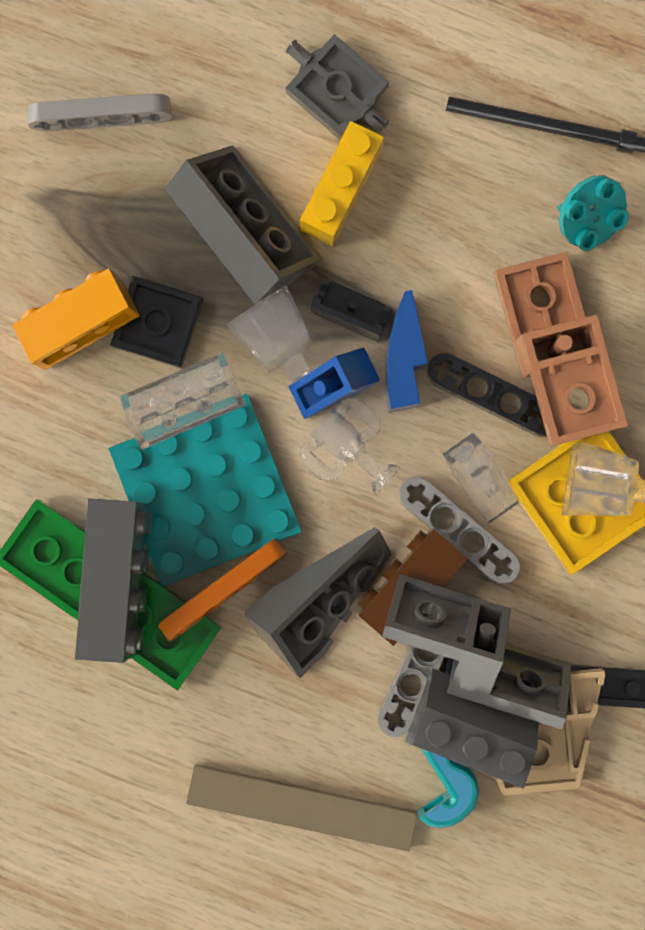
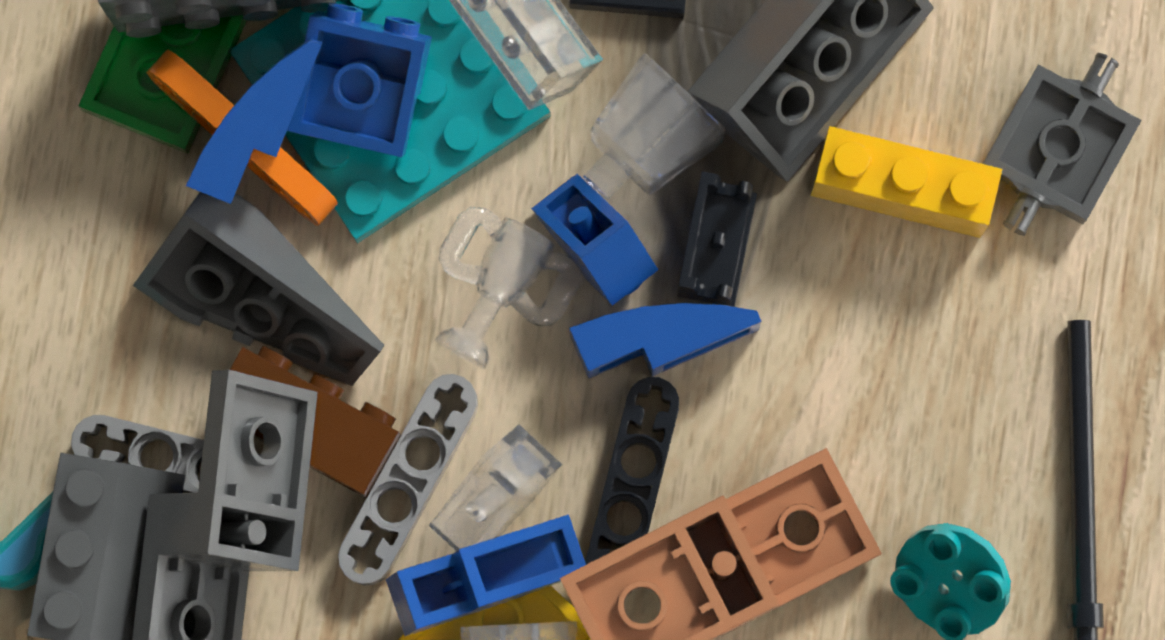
camera: 80 degrees right, 5 degrees down
(204, 506) = (362, 80): none -> blue plate
(221, 577) = (254, 122): none -> blue slope
(534, 493) = (485, 574): none -> blue slope

